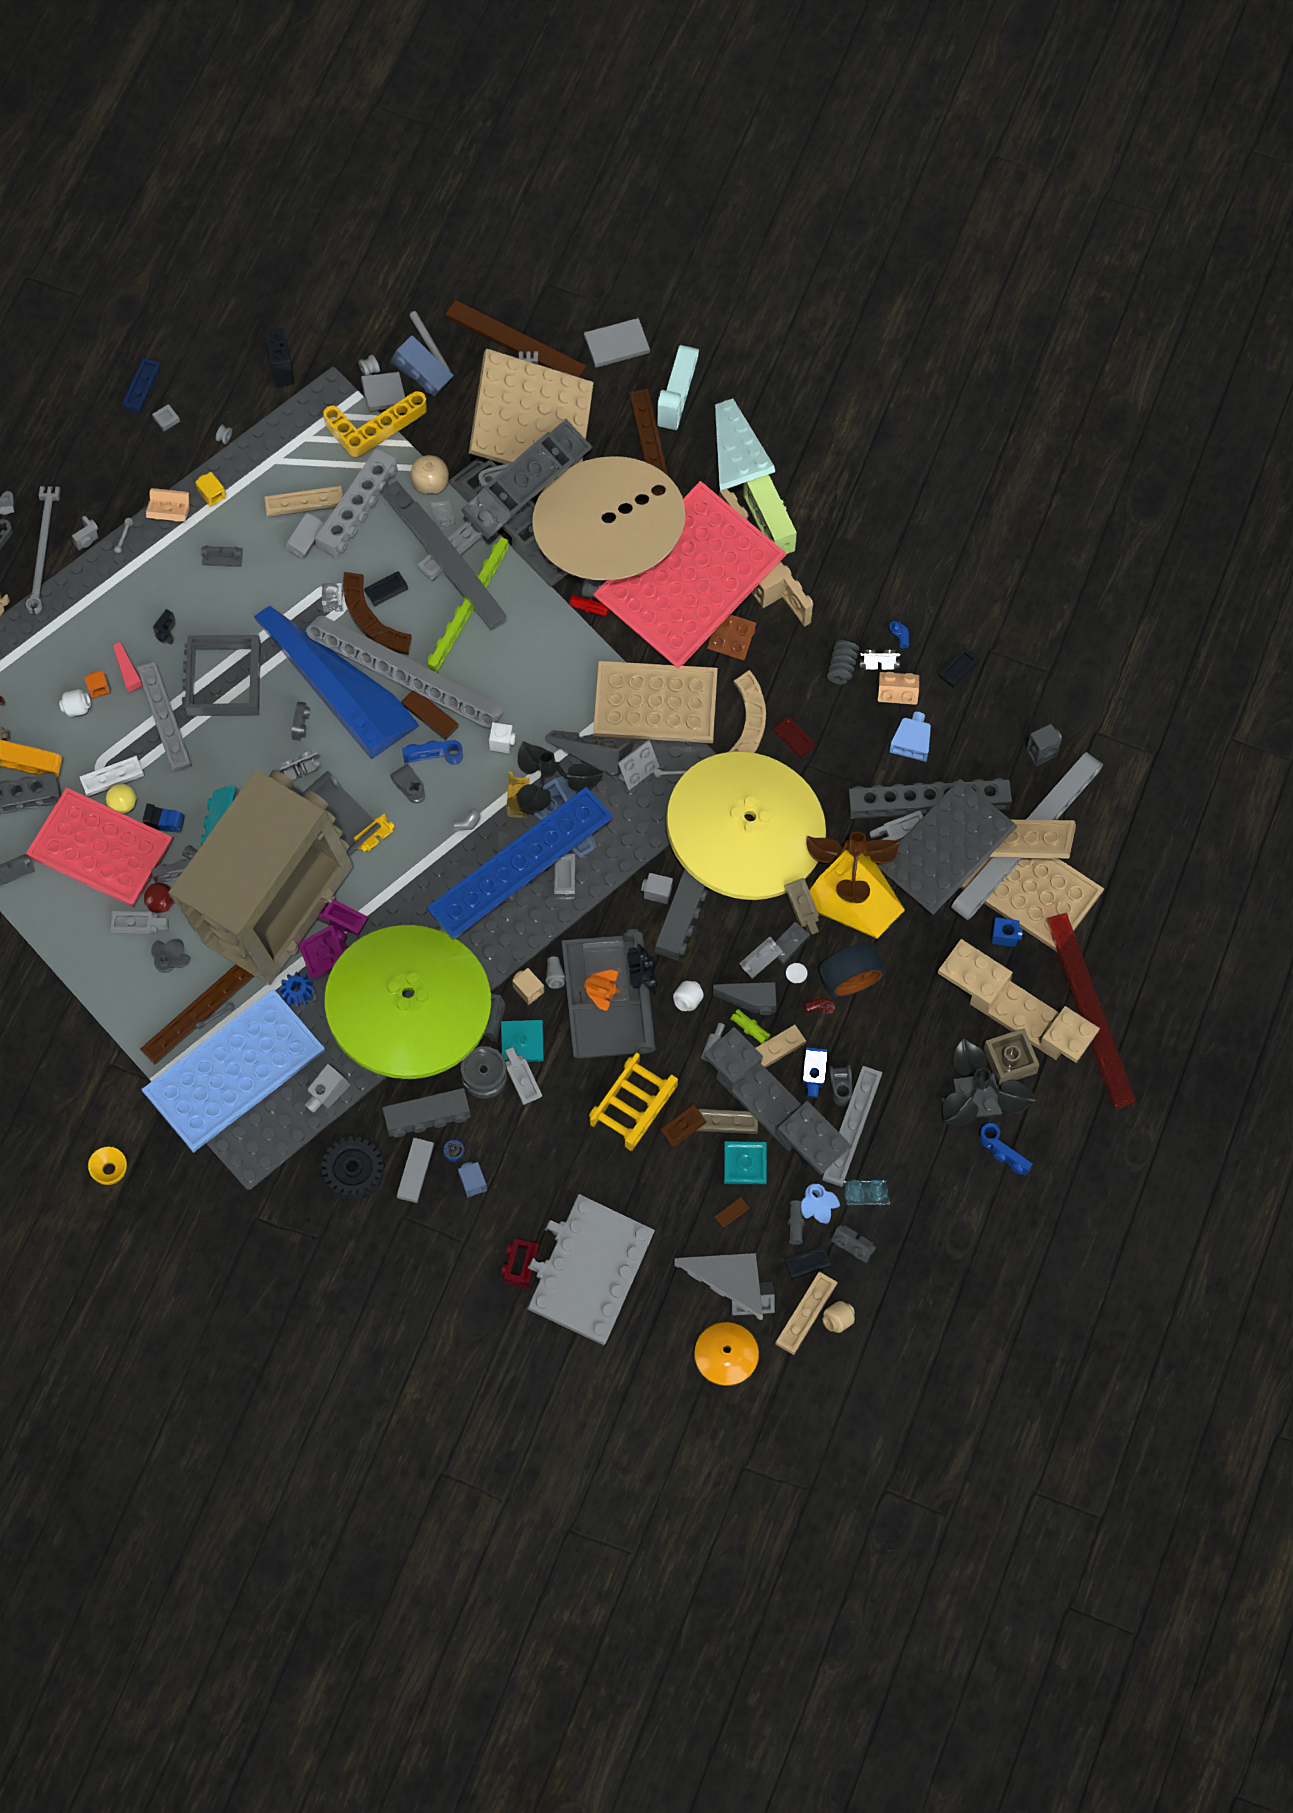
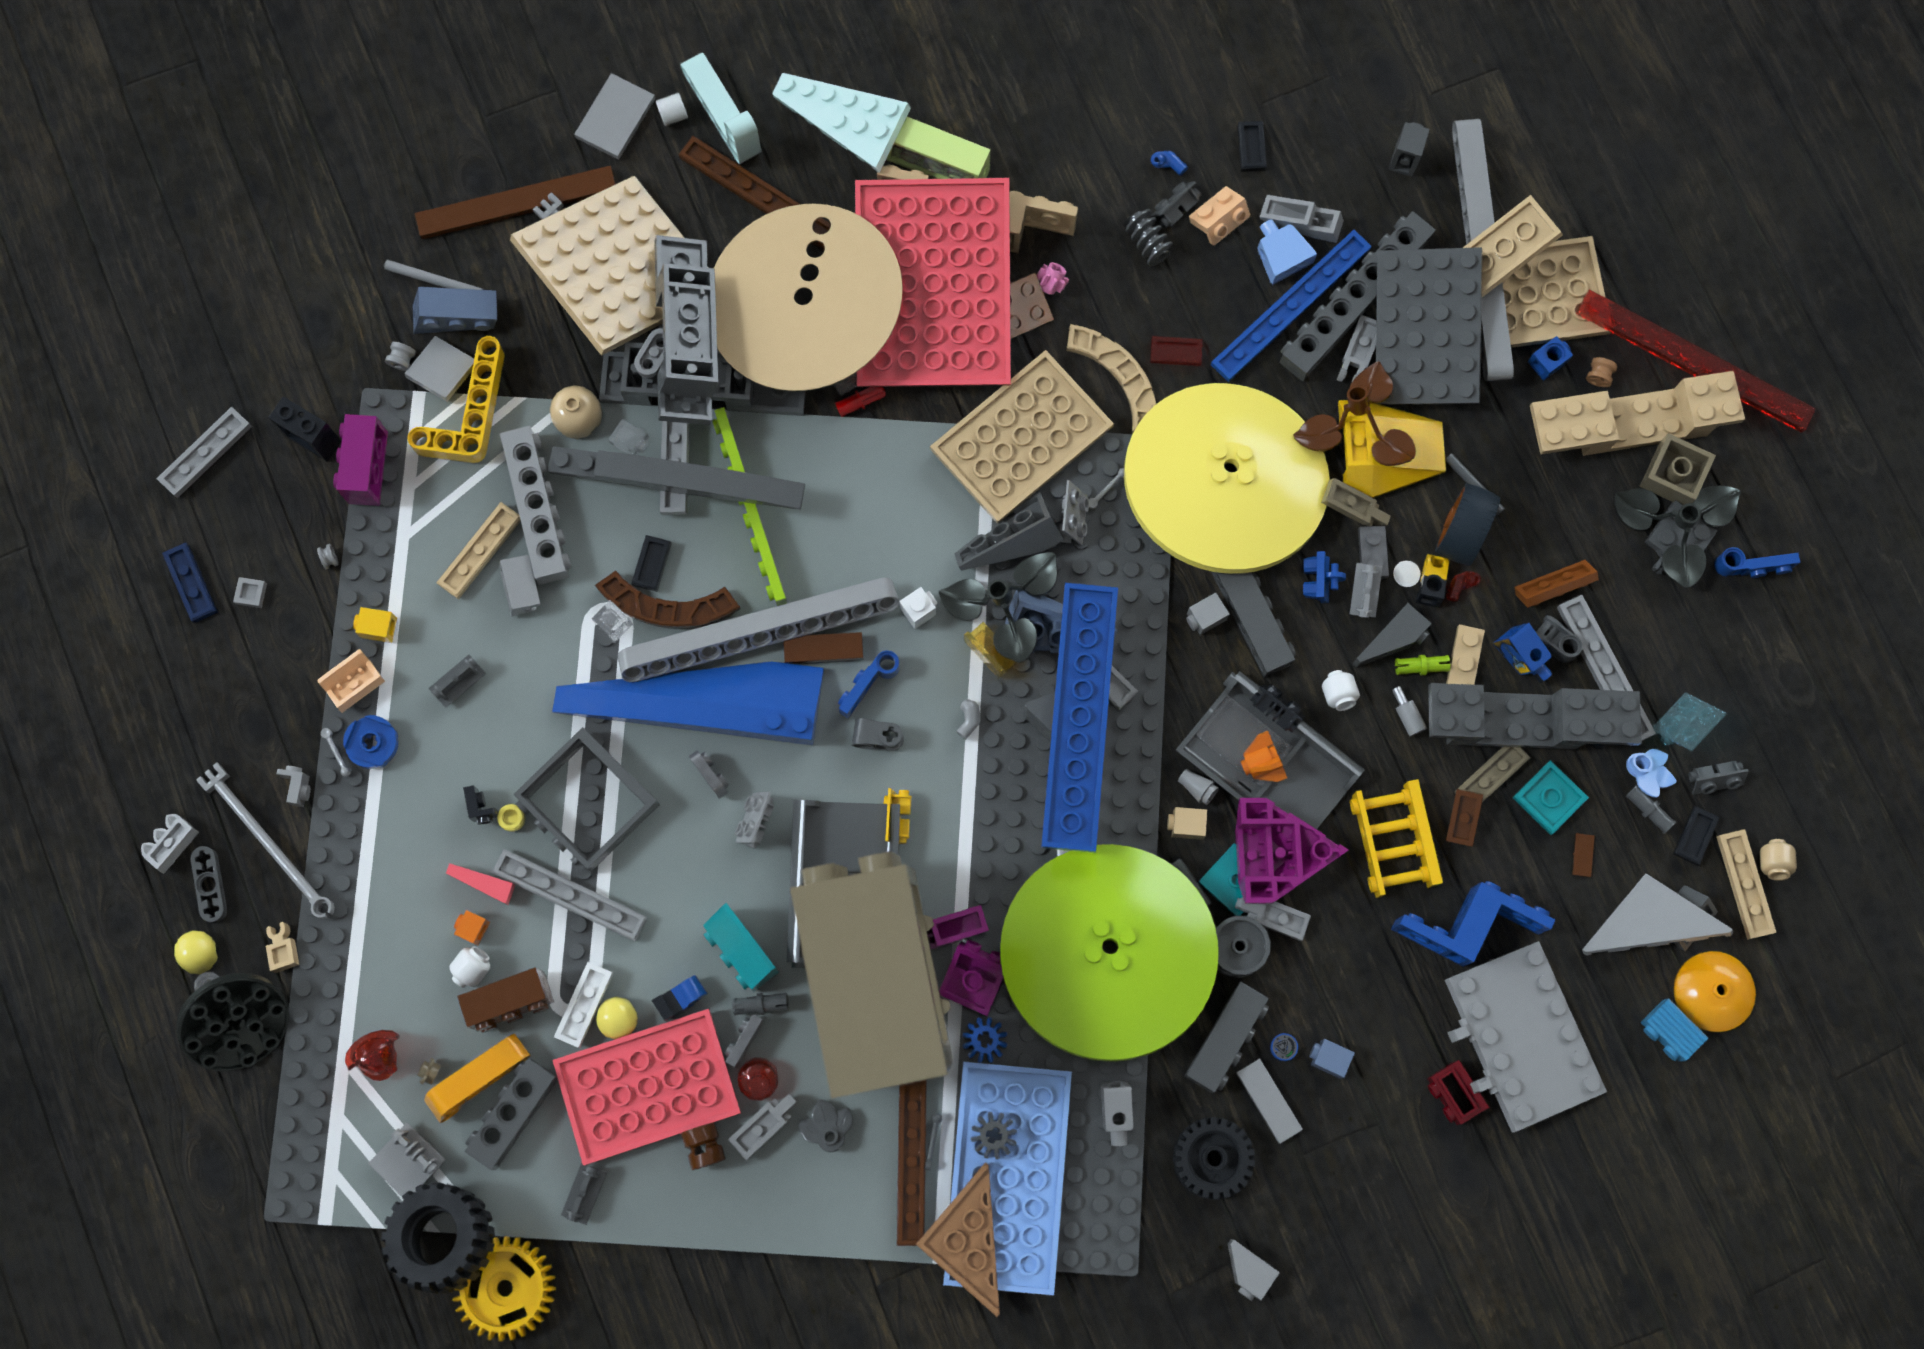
camera: 45 degrees left, 10 degrees up
(75, 733) = (506, 1000): none -> reddish brown brick
(94, 903) = (701, 1136): none -> reddish brown wheel
(148, 536) = (378, 755): none -> blue plate
(175, 650) = (511, 818): none -> light yellow tile
(176, 1076) = (964, 1241): none -> medium nougat tile
(217, 326) = (204, 452): none -> light grey plate
(253, 1031) = (998, 1143): none -> dark grey gear
(290, 398) = (361, 459): none -> magenta brick
(308, 1243) = (1250, 1271): none -> light grey slope
(557, 1039) = (1277, 851): none -> magenta wedge
(625, 1181) = (1473, 923): none -> blue bracket
(650, 364) = (671, 109): none -> white piece
(678, 1347) = (1673, 1030): none -> dark azure brick
(744, 929) = (1321, 566): none -> blue hips
(764, 635) = (1052, 278): none -> bright pink gear
(804, 987) = (1433, 581): none -> black leg
(874, 1054) = (1556, 583): none -> dark orange plate
(885, 770) = (1291, 306): none -> blue plate
(888, 943) = (1466, 475): none -> dark grey bar
(944, 730) = (1304, 216): none -> light grey slope
(1027, 966) = (1601, 372): none -> medium nougat wheel

